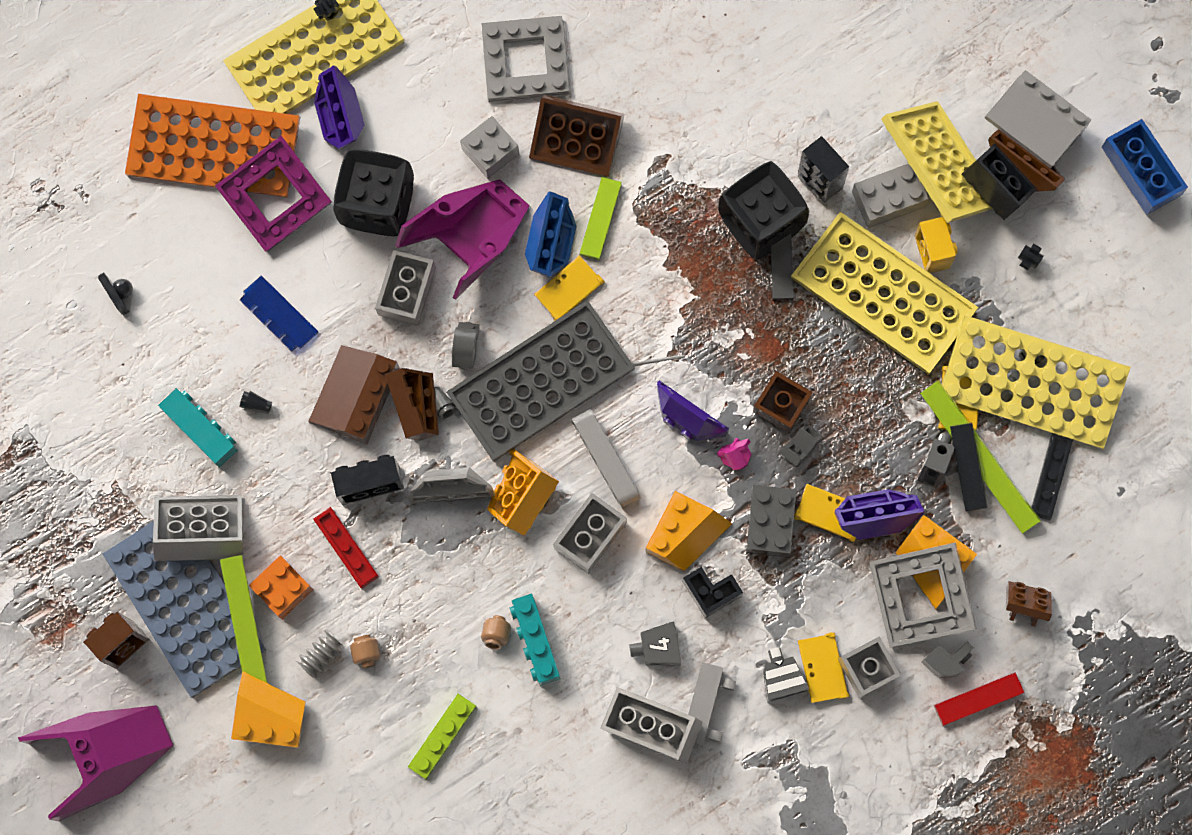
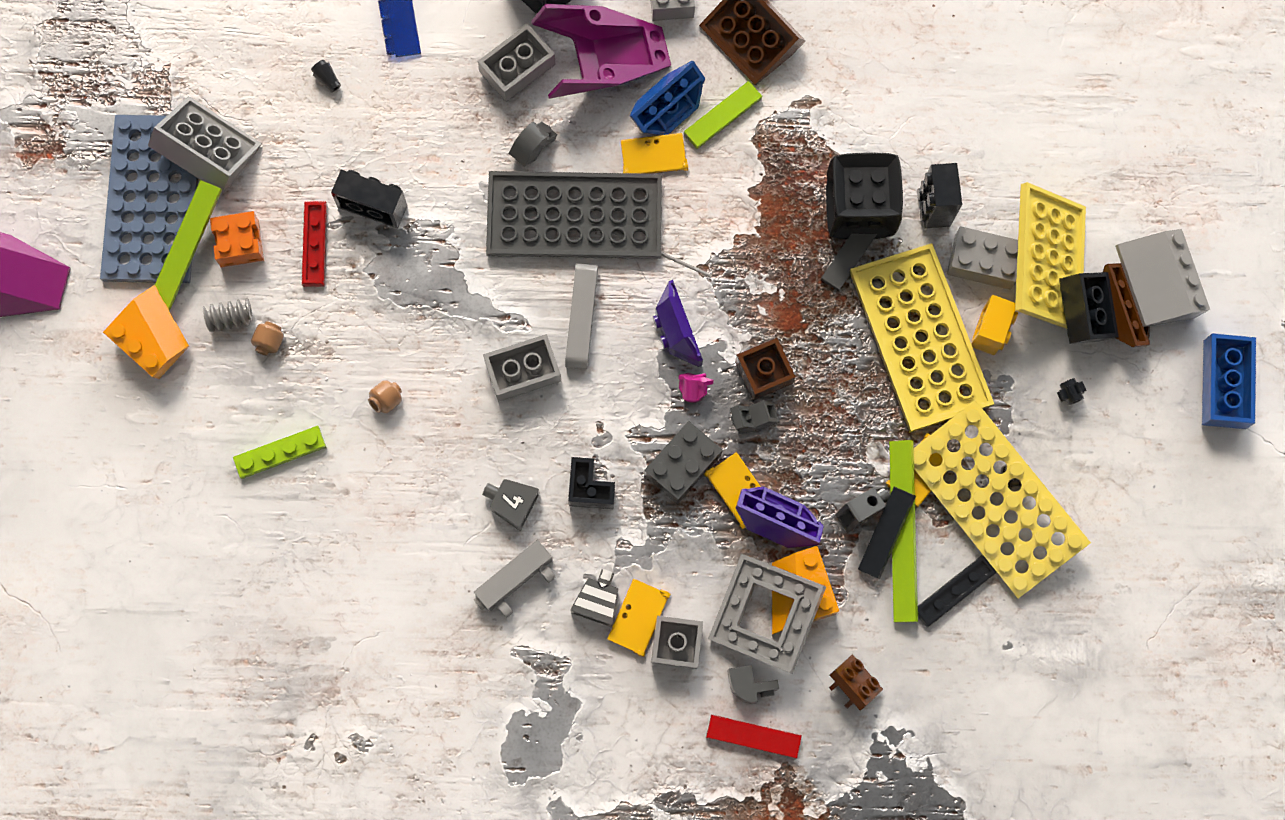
camera: 25 degrees right, 0 degrees up
(115, 640) = (70, 188): reddish brown brick -> none
(198, 427) = (265, 65): teal brick -> none
(353, 393) = (413, 123): reddish brown slope -> none
(415, 402) = (455, 160): reddish brown wedge -> none
(444, 405) = (478, 178): dark grey cone -> none
(449, 485) = (433, 248): light grey wedge -> none
(521, 493) = (489, 297): light orange wedge -> none
(537, 644) = (413, 425): teal brick -> none
(651, 725) = (455, 562): light grey brick -> none
(685, 531) = (603, 421): light orange wedge -> none

